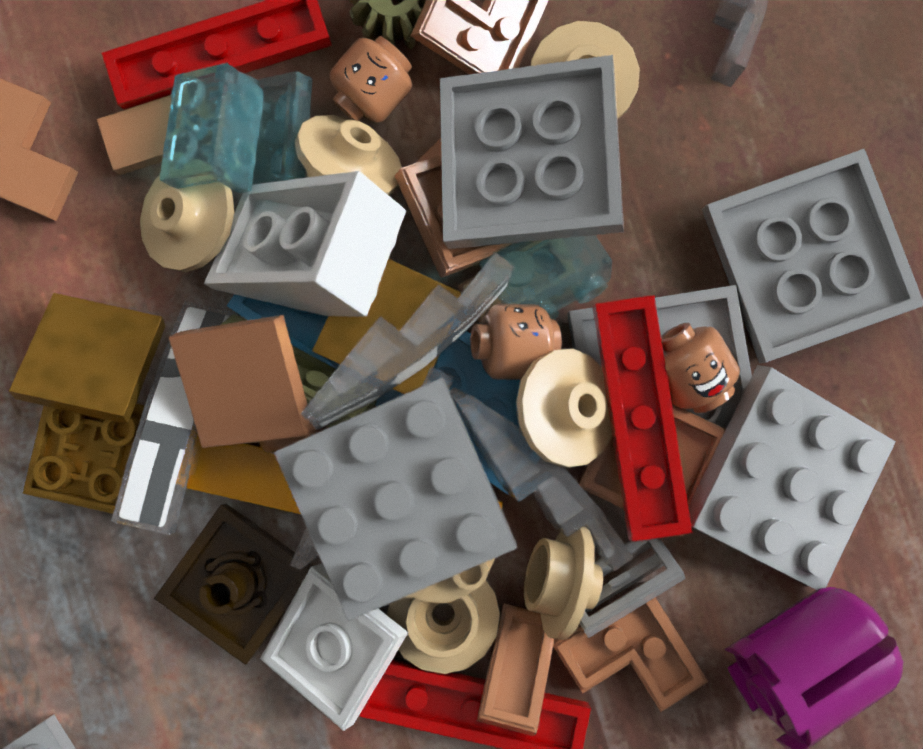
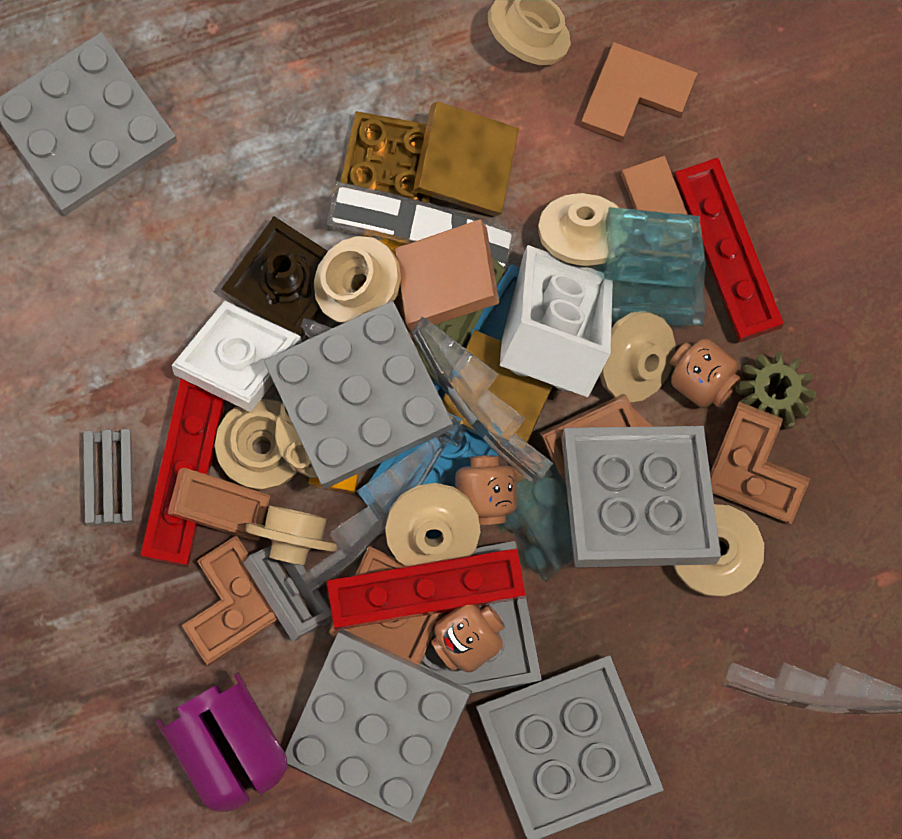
camera: 85 degrees right, 10 degrees down
(228, 511) = (344, 270): none -> tan piece

